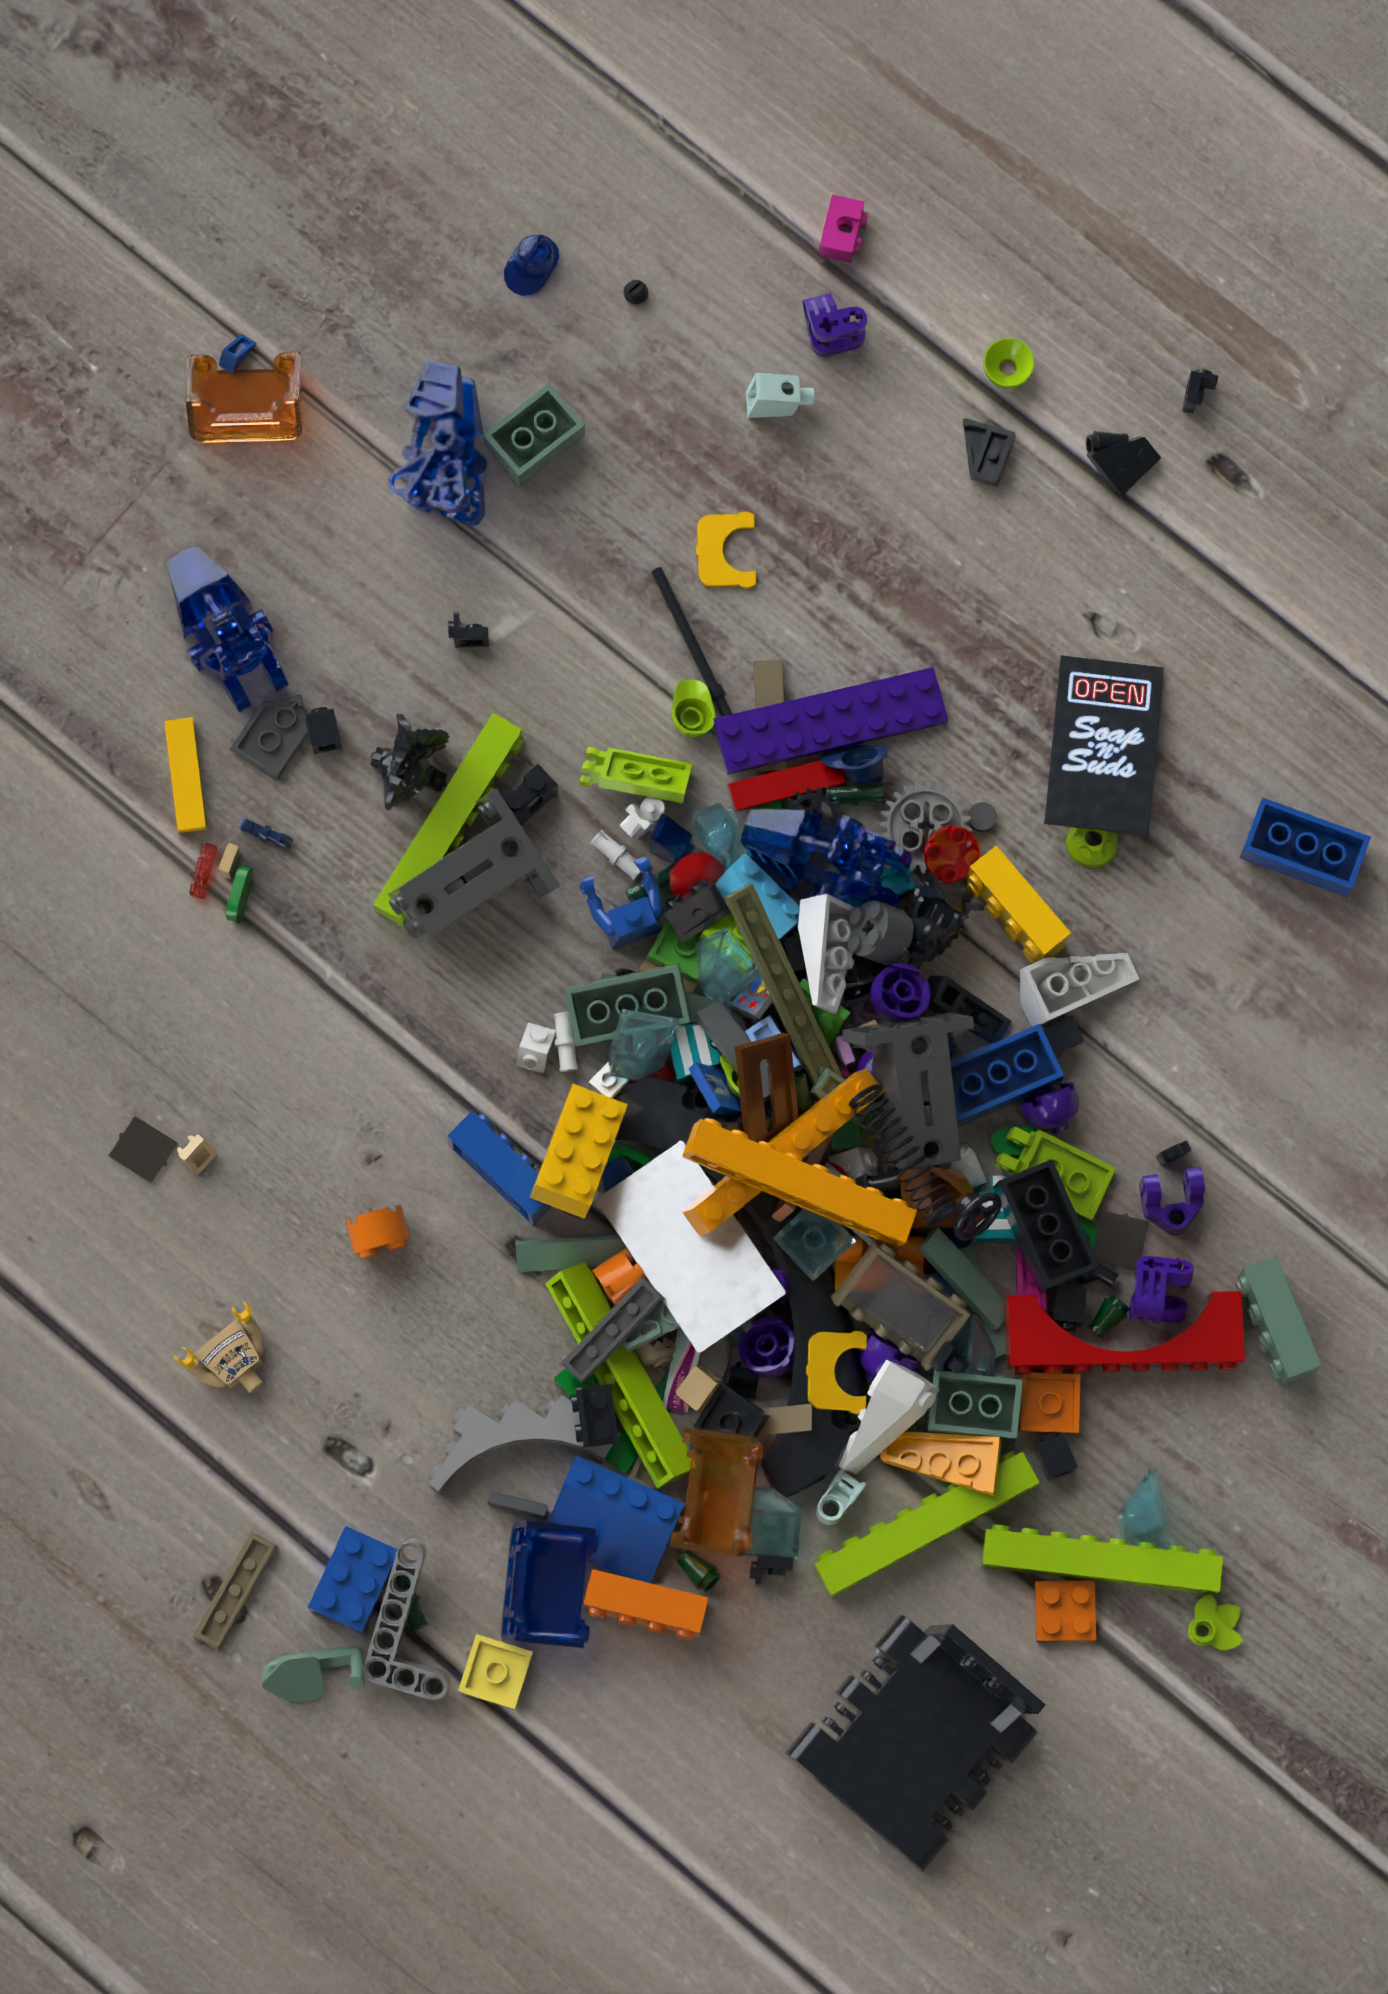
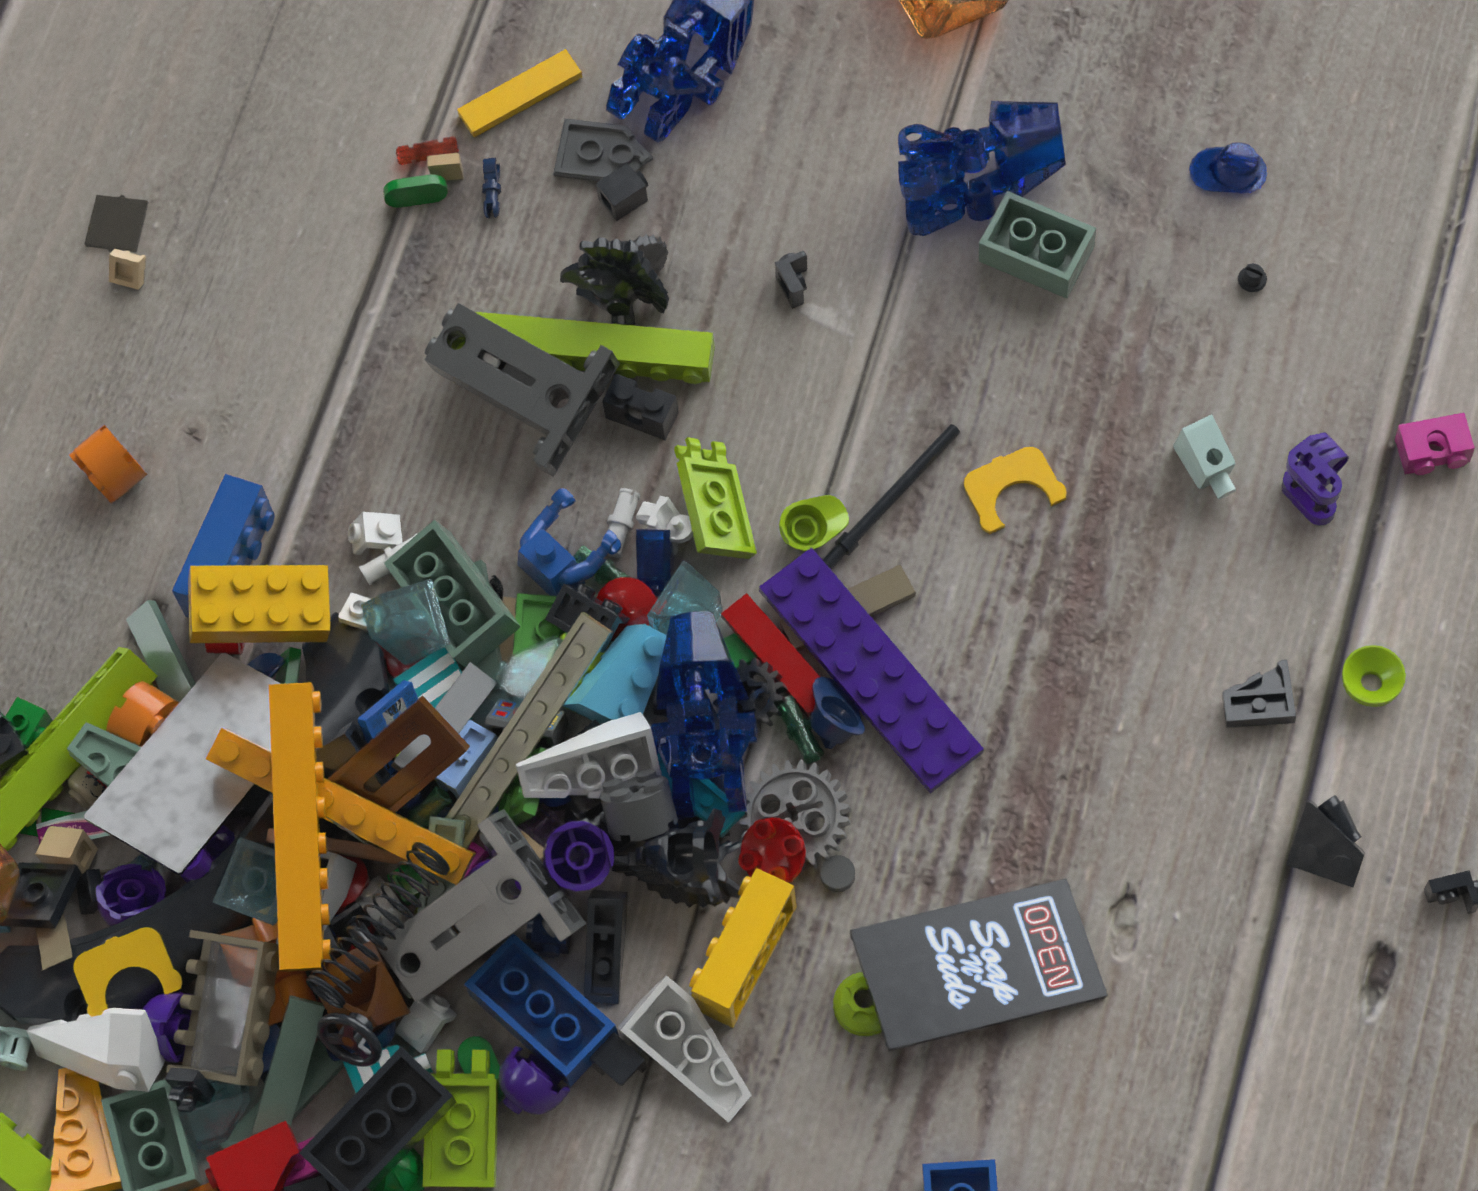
camera: 75 degrees right, 10 degrees down
(612, 1330) = (80, 724): dark grey tile -> none

